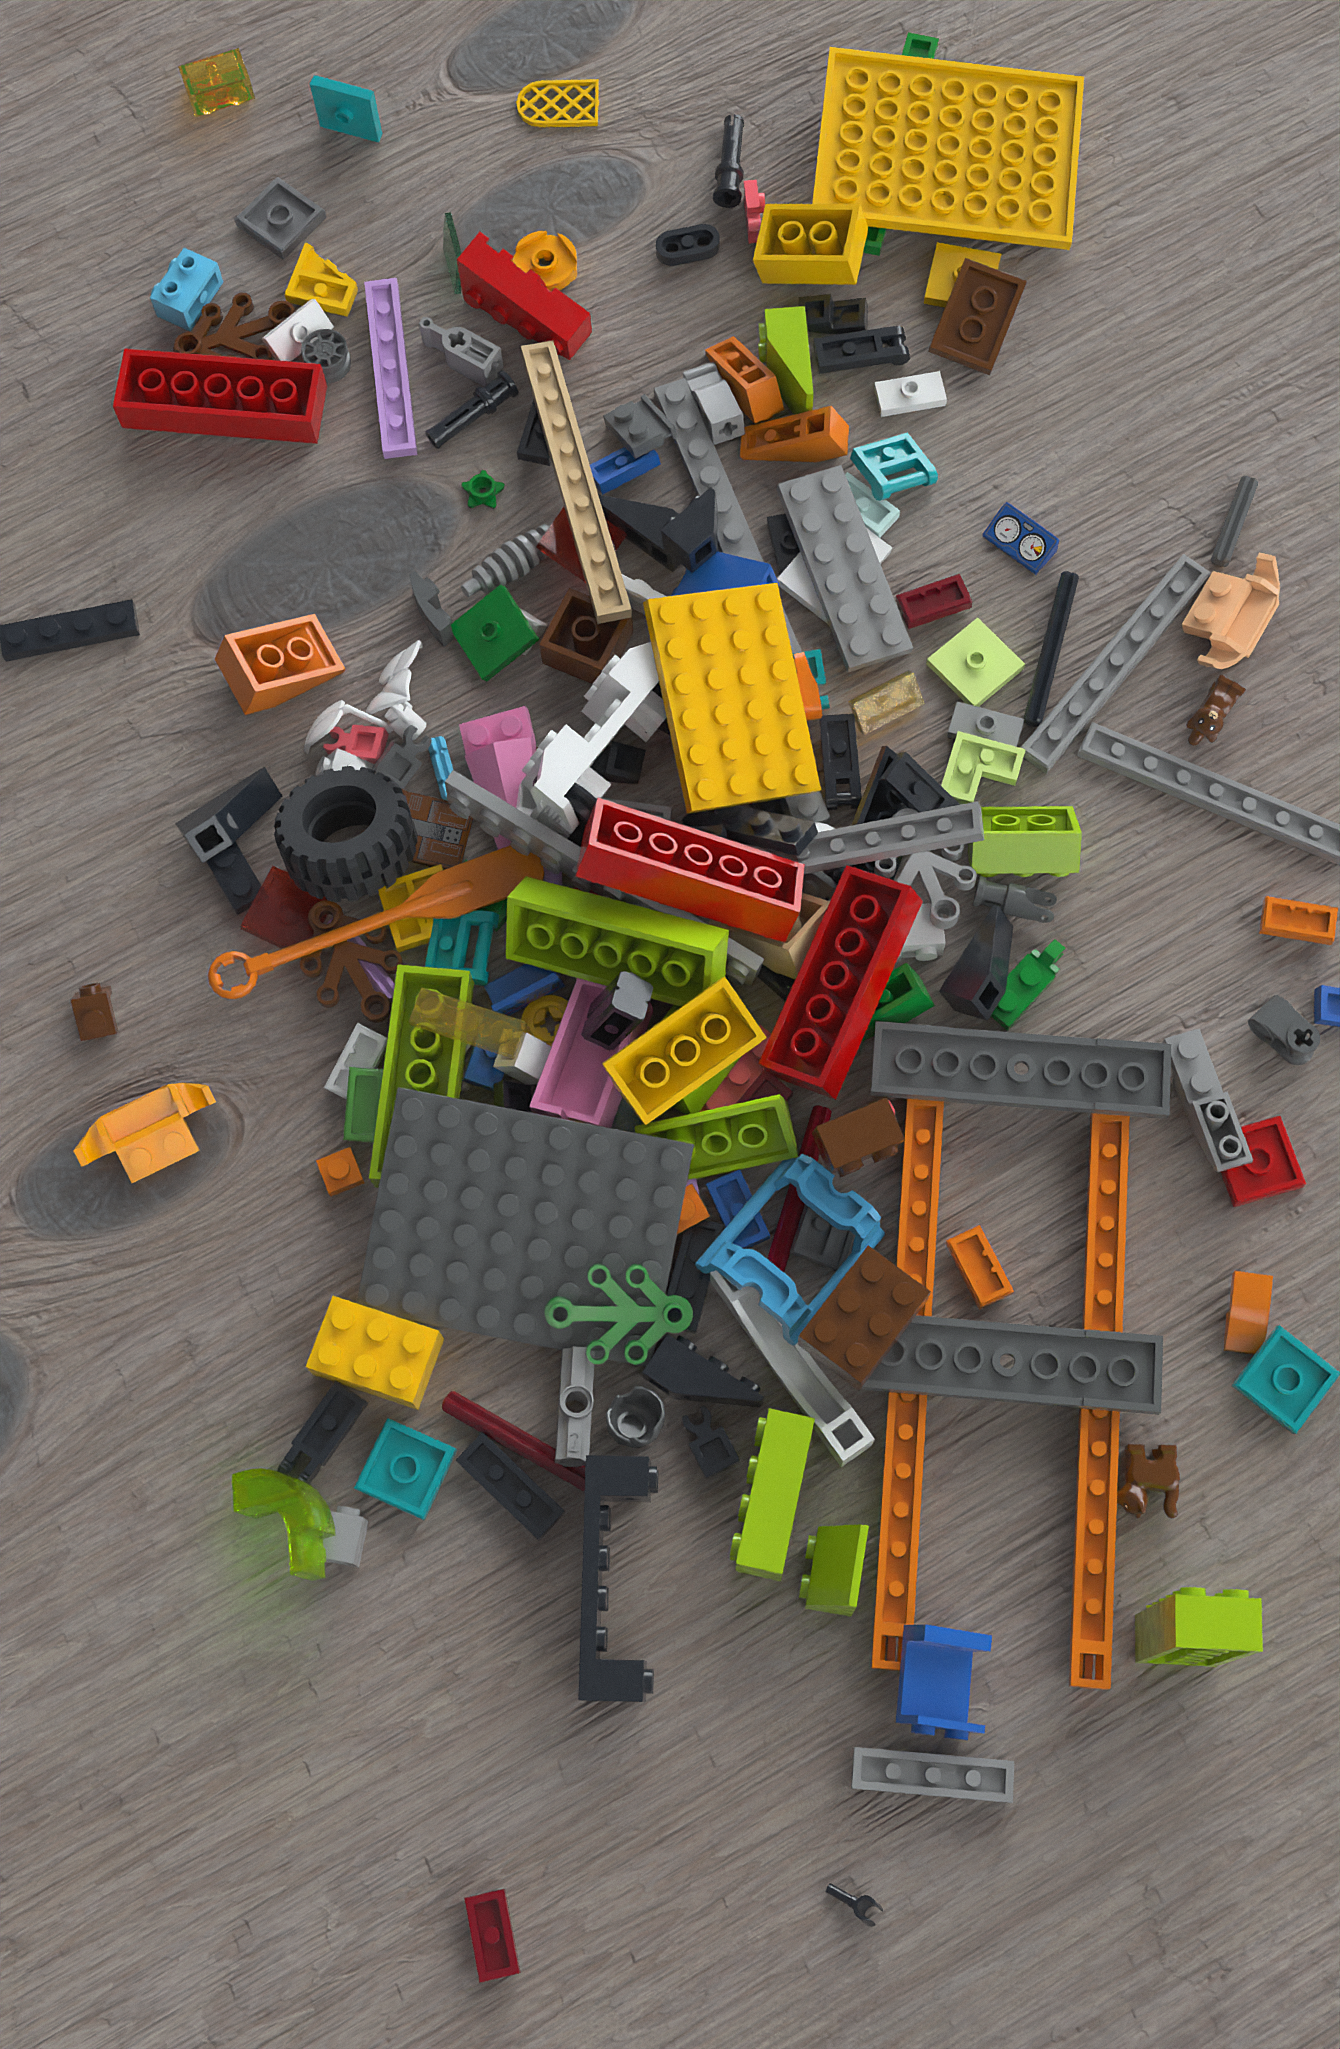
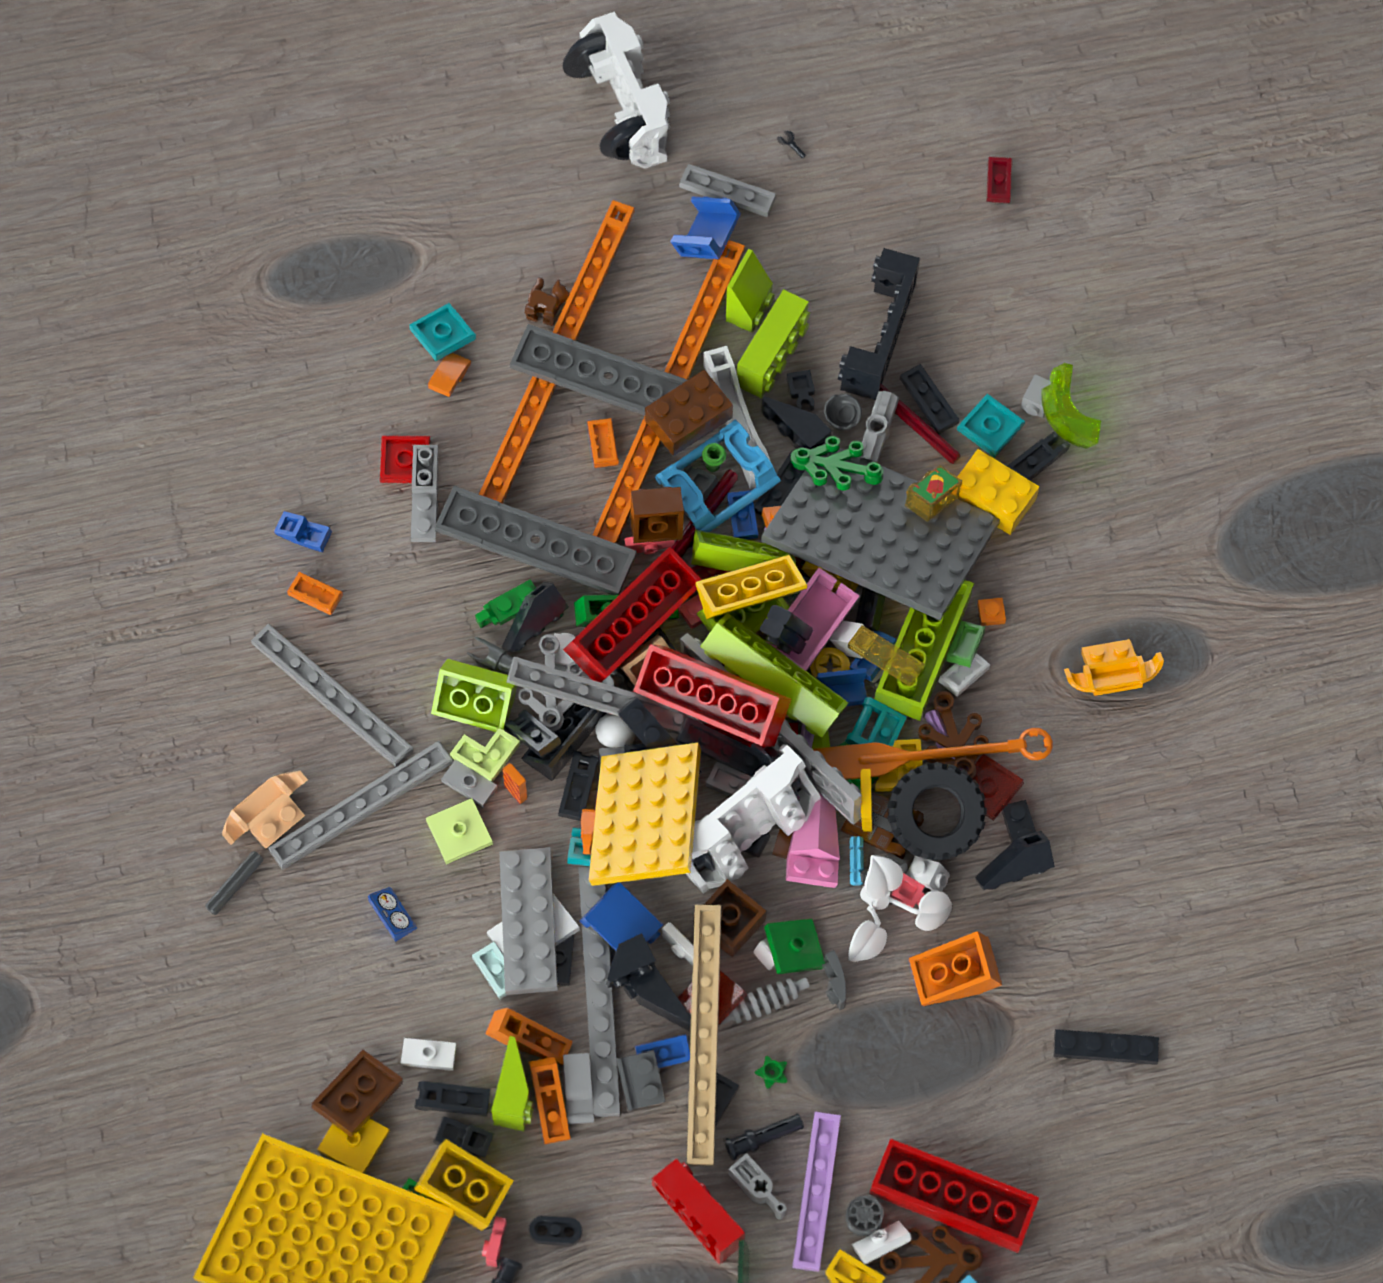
camera: 170 degrees left, 5 degrees down
(94, 1011) = (1135, 758): reddish brown bracket -> none
(444, 821) = (866, 800): none -> yellow tile
(461, 1299) = (933, 493): none -> brick
(550, 247) = (680, 1236): light orange plate -> none
(807, 1270) = (713, 456): none -> bright green cone
(886, 702) = (535, 815): clear yellow plate -> none
(890, 457) = (467, 997): teal plate -> none
(923, 724) = (515, 783): none -> orange tile
(934, 601) = (471, 882): dark red plate -> none
(1051, 649) = (402, 826): black axle -> none
(1199, 1628) = (561, 186): lime brick -> none
(1199, 1958) = (614, 54): none -> white piece
(1213, 710) = (311, 741): reddish brown animal -> none
(1283, 1028) = (355, 528): dark grey piece -> none

